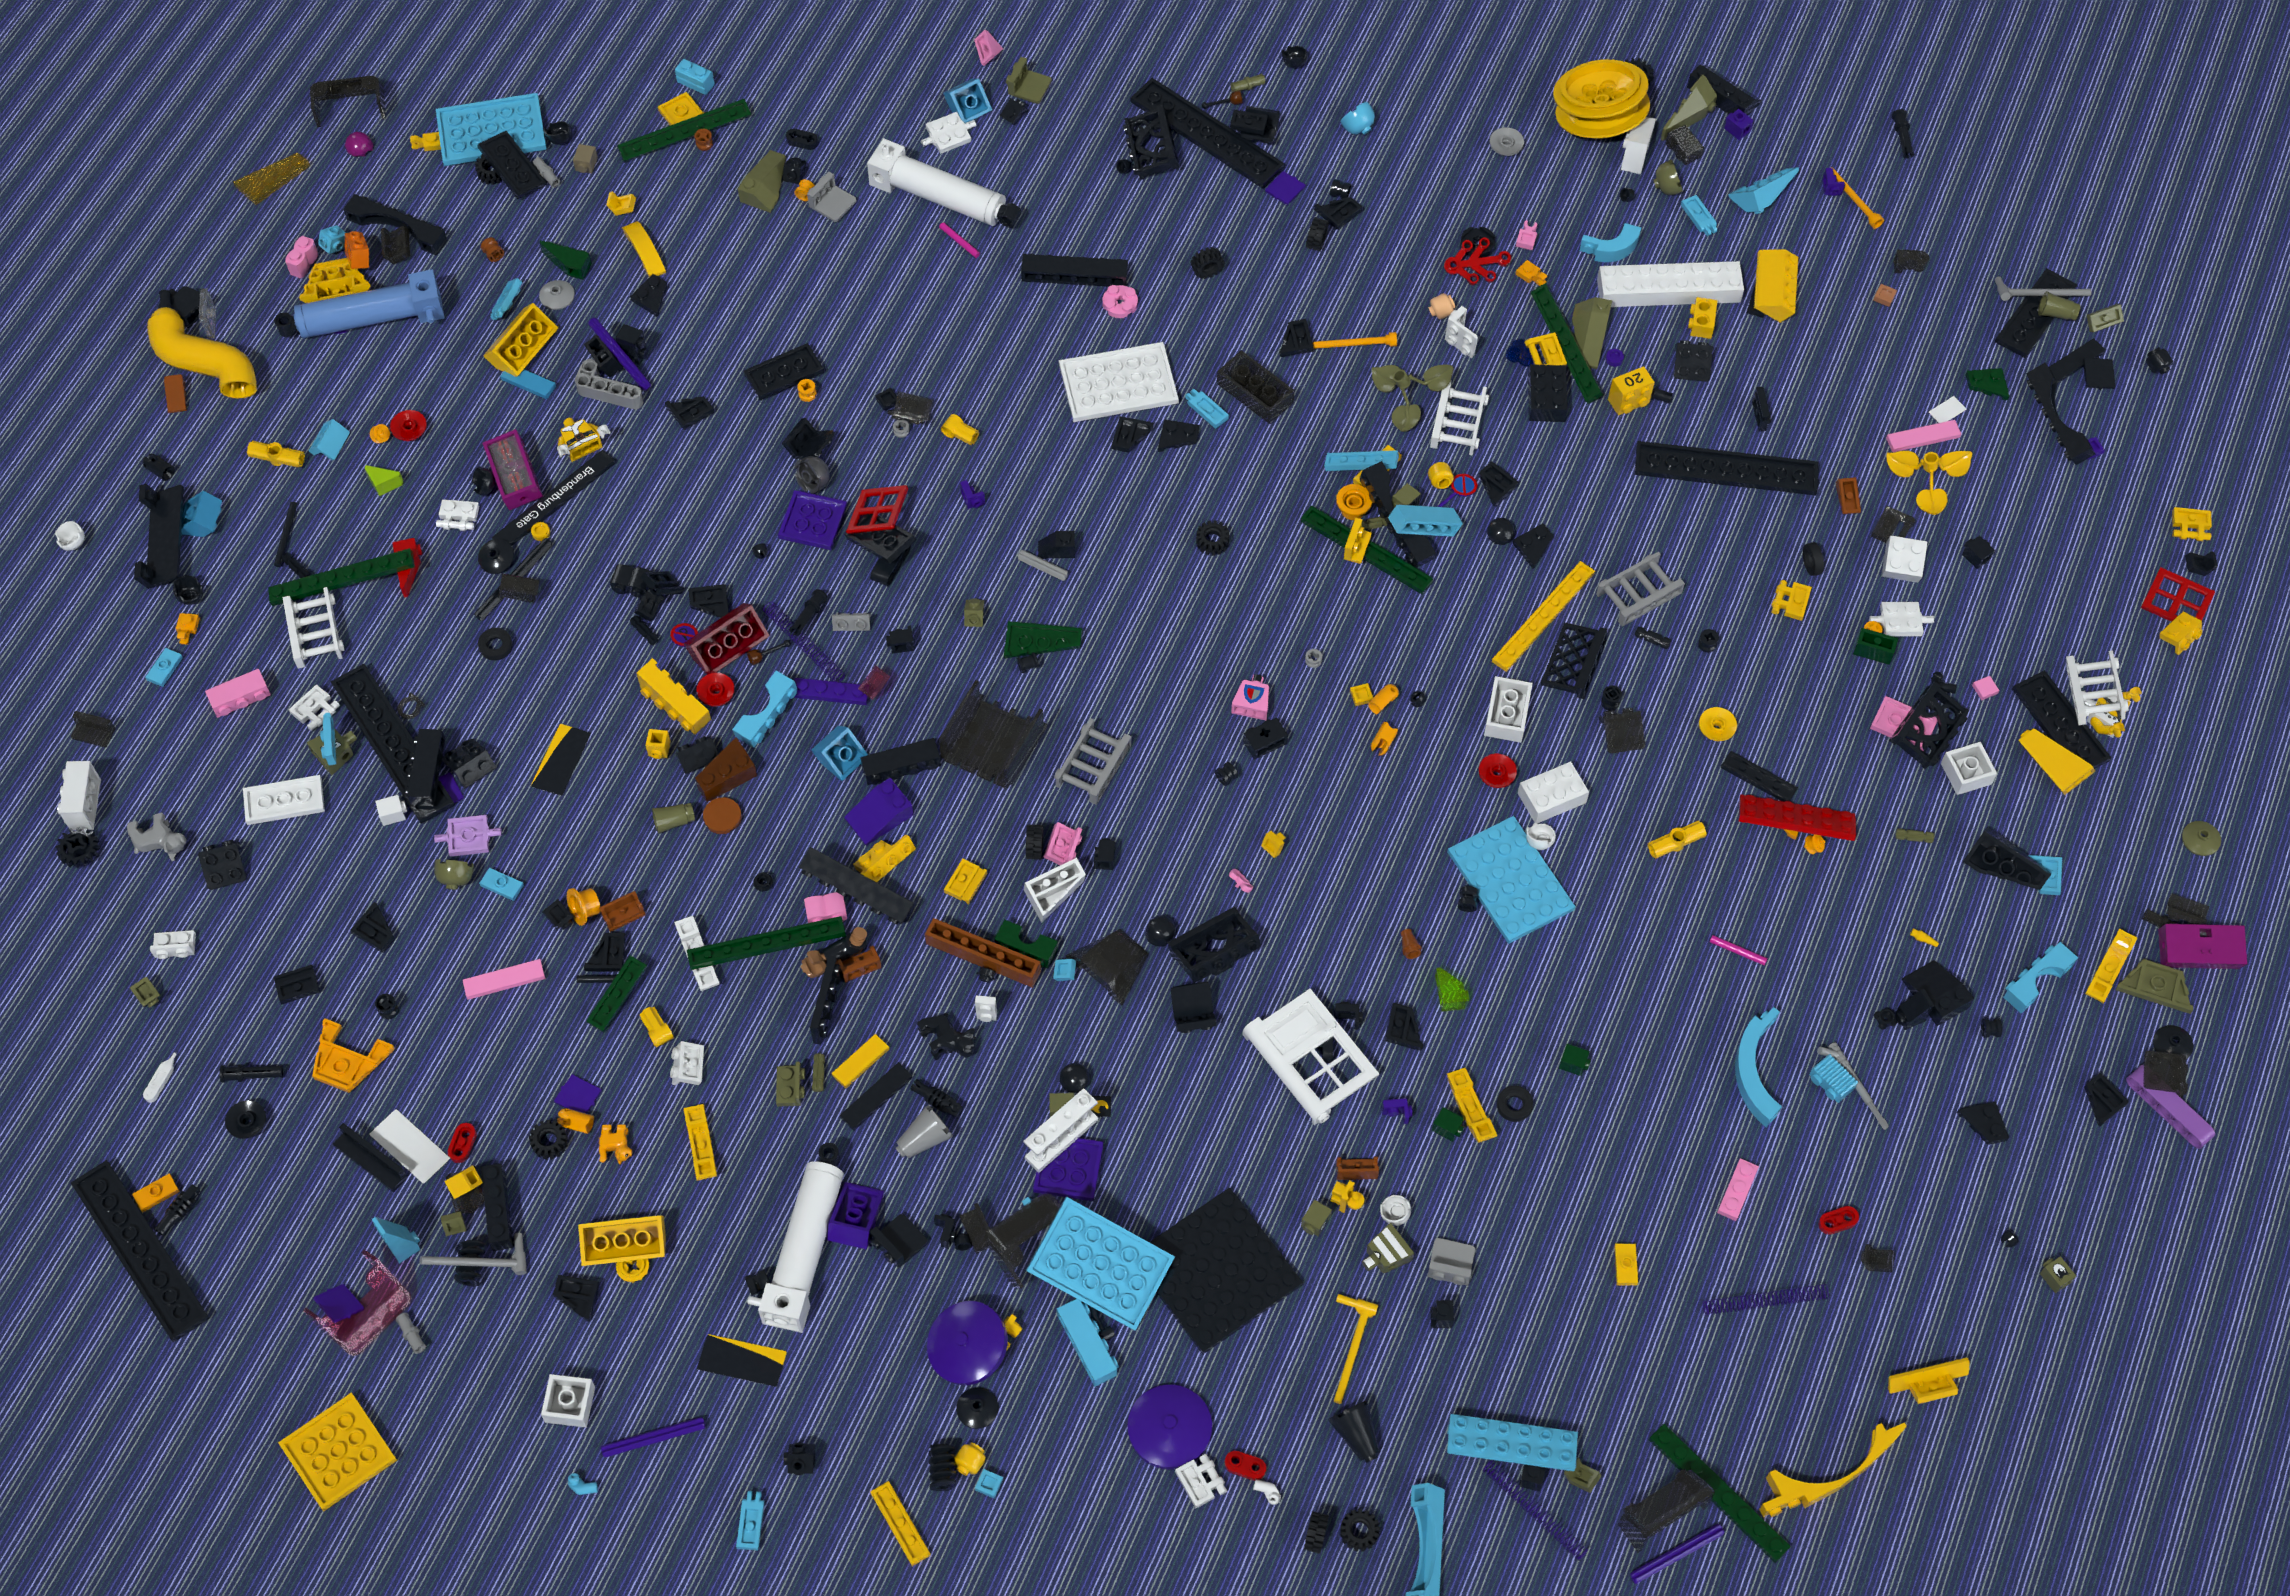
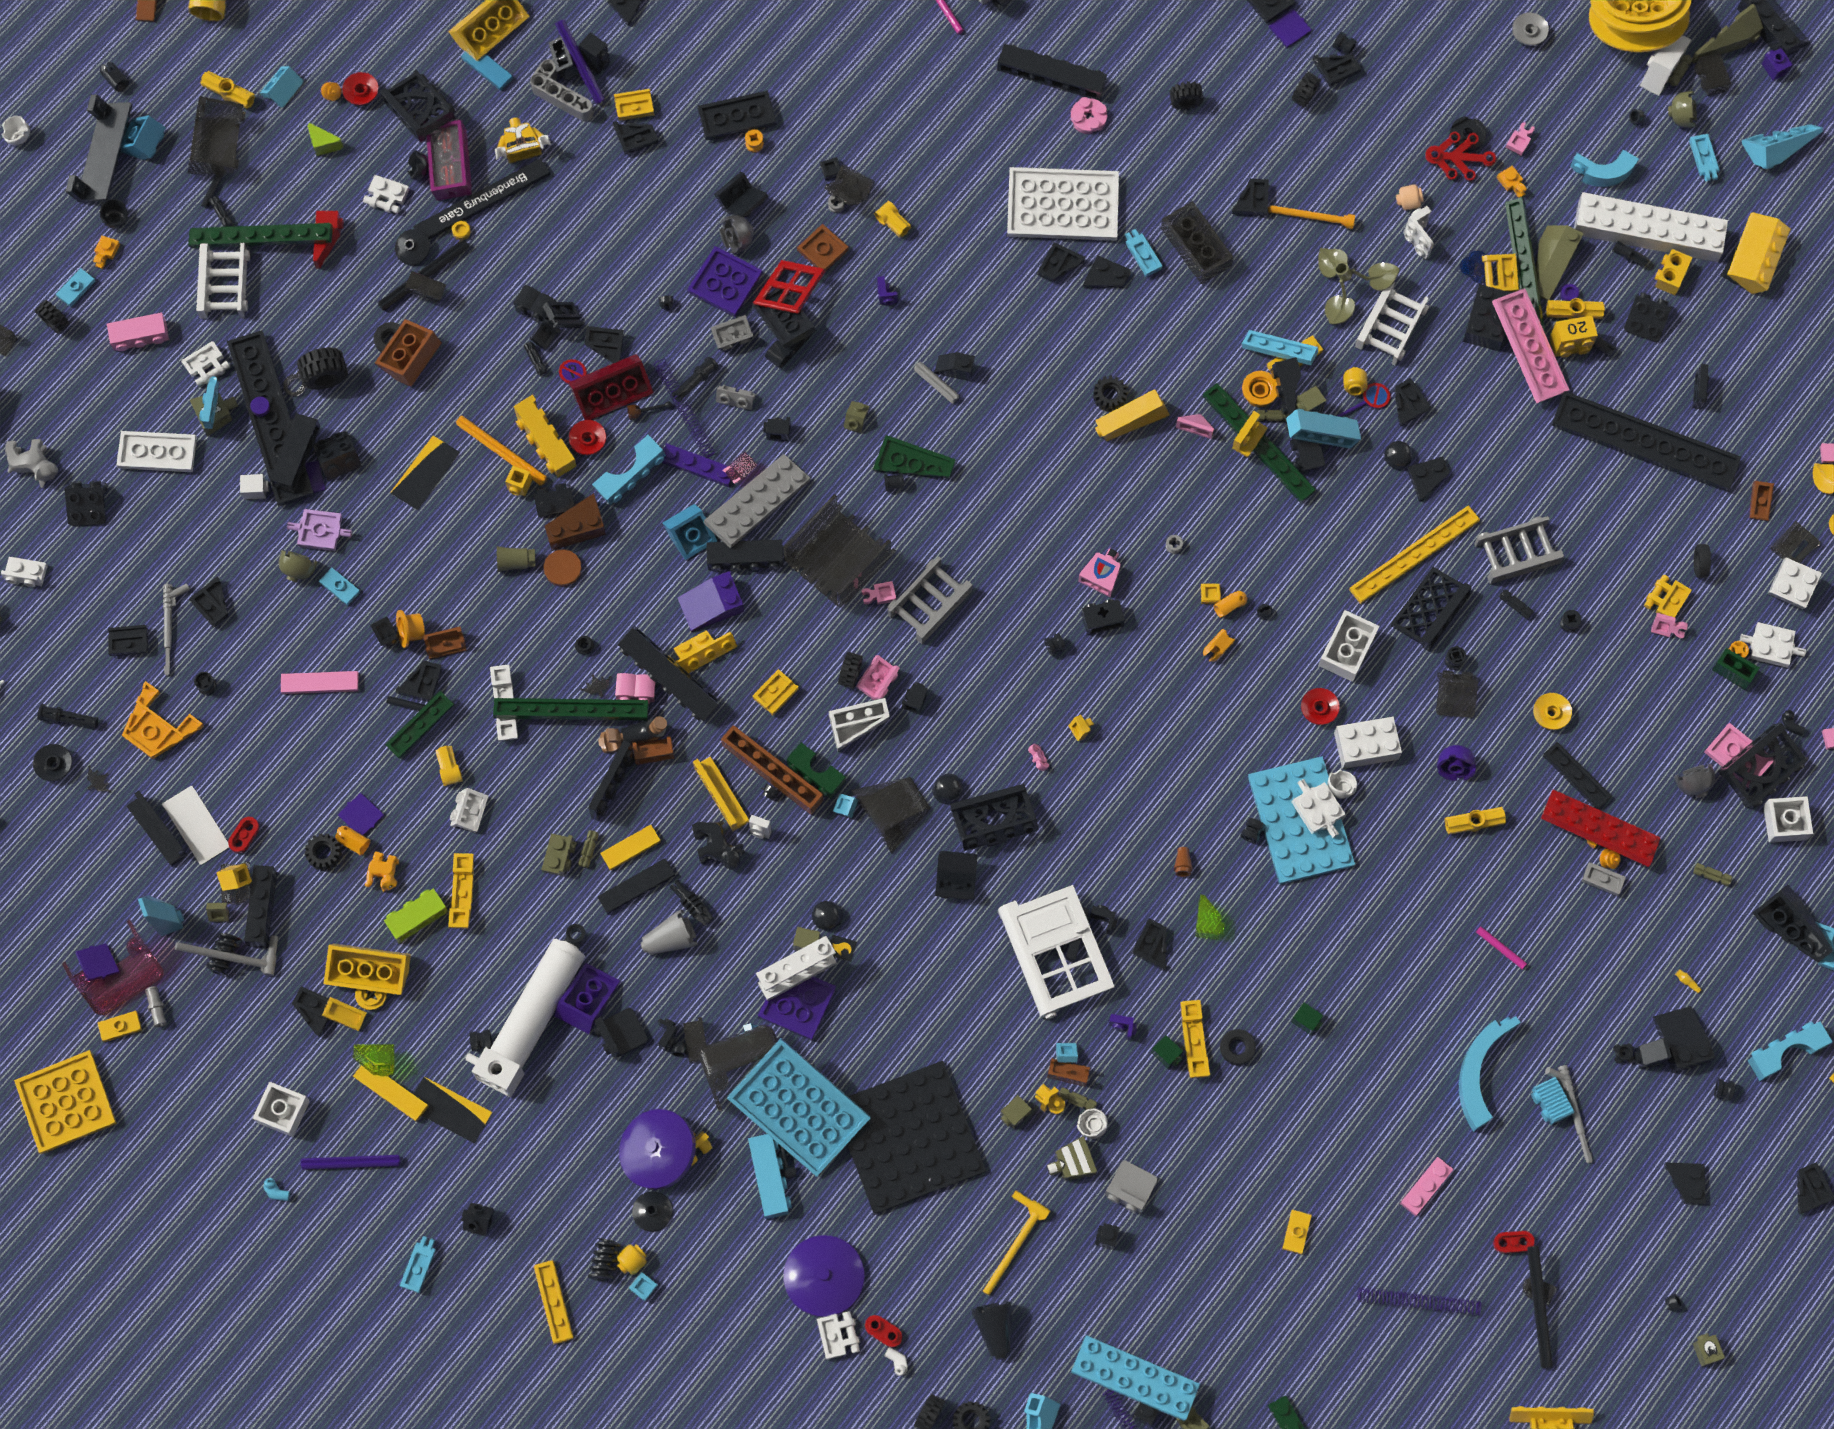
camera: 15 degrees right, 10 degrees up
(147, 697) = (52, 316): none -> black tyre
(273, 497) = (215, 137): none -> clear smoke windscreen
(296, 1127) = (97, 781): none -> clear smoke piece
(330, 938) = (169, 601): none -> light grey piece
(377, 1362) = (119, 1026): none -> yellow plate
(379, 733) = (260, 406): none -> dark purple tile
(434, 683) = (322, 368): none -> black tyre
(445, 426) = (423, 125): none -> black fence
(517, 651) = (408, 352): none -> dark orange slope
(610, 1291) = (344, 1014): none -> yellow tile
(628, 719) = (500, 449): none -> light orange axle
(654, 1325) = (375, 1058): none -> clear neon green slope
(659, 1177) = (415, 915): none -> lime brick
(677, 1356) = (392, 1093): none -> yellow tile
(681, 383) = (634, 104): none -> yellow plate
(785, 917) = (597, 685): none -> clear smoke piece
(832, 563) = (731, 332): none -> light grey bracket
(899, 469) = (822, 248): none -> dark orange plate
(899, 709) = (757, 501): none -> light grey plate
(937, 988) = (721, 793): none -> yellow fence
(1044, 765) = (882, 593): none -> bright pink plate
(1240, 551) = (1132, 416): none -> yellow slope
(1302, 548) = (1195, 424): none -> bright pink slope
(1350, 1149) = (1066, 1052): none -> medium azure plate
(1373, 1191) = (1077, 1099): none -> olive axle
(1525, 862) = (1318, 808): none -> white plate
(1594, 407) = (1530, 345): none -> bright pink plate
(1623, 366) = (1563, 309): none -> yellow piece
(1643, 790) = (1456, 762): none -> dark purple cylinder
(1653, 148) = (1680, 70): none -> olive axle
(1659, 311) = (1630, 253): none -> black axle
(1798, 623) = (1666, 625): none -> bright pink plate
(1814, 863) = (1603, 879): none -> light grey plate
(1872, 754) = (1696, 780): none -> flat silver cylinder
(1884, 1273) = (1539, 1307): none -> black axle

